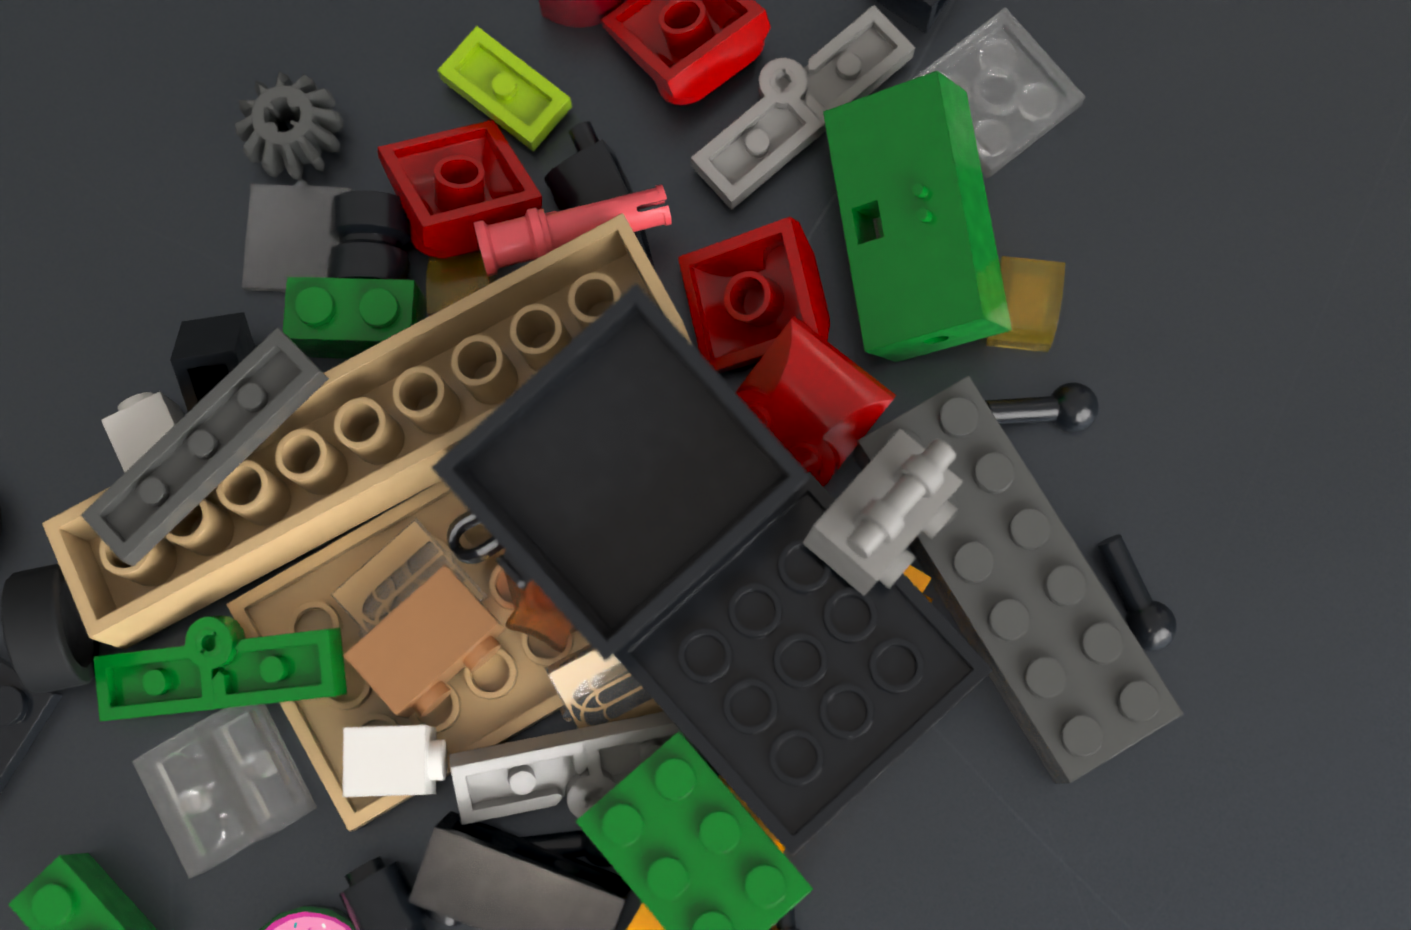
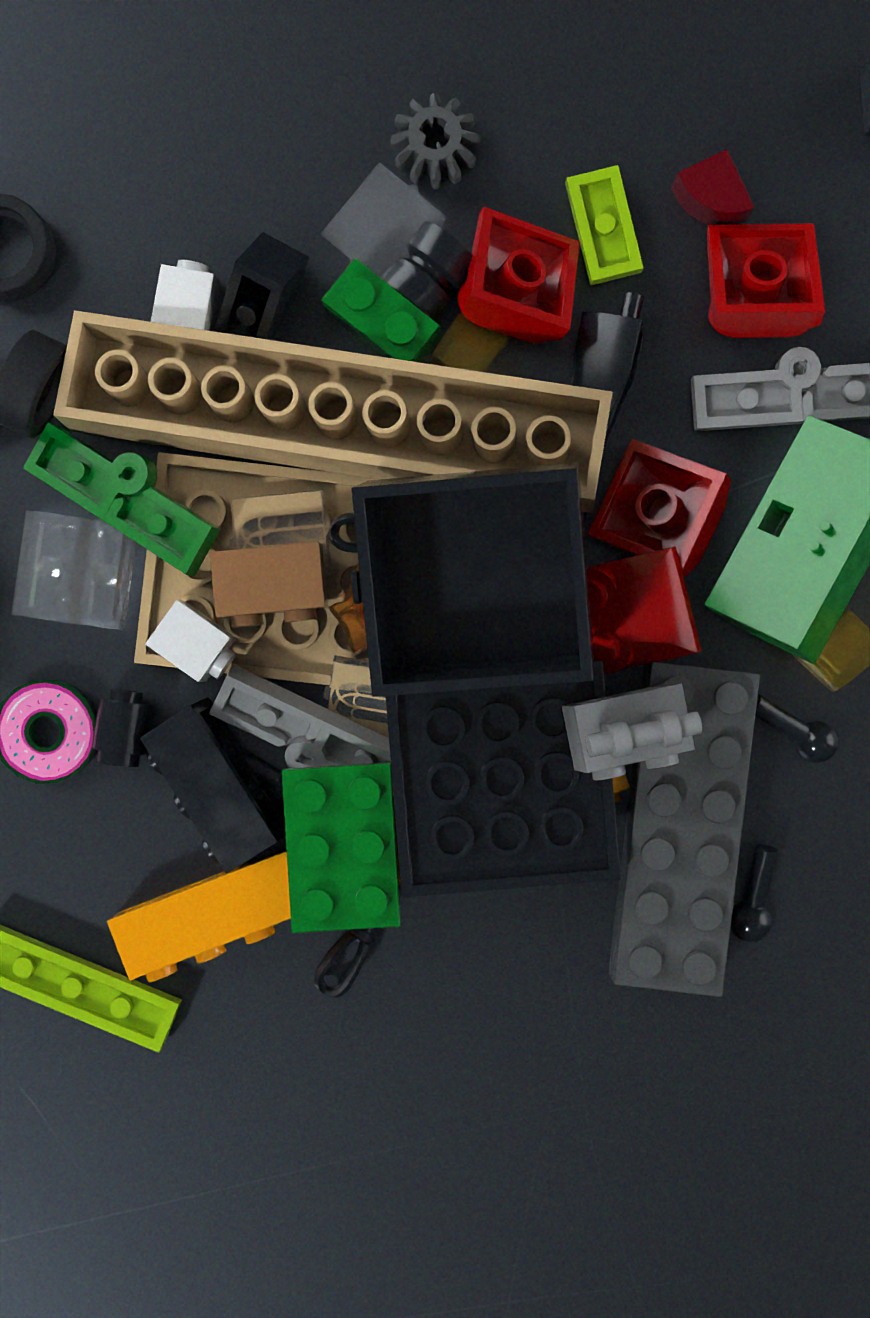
camera: 35 degrees right, 10 degrees up
(204, 447) = (217, 344): dark grey plate -> none
(542, 232) = (548, 358): coral pin -> none

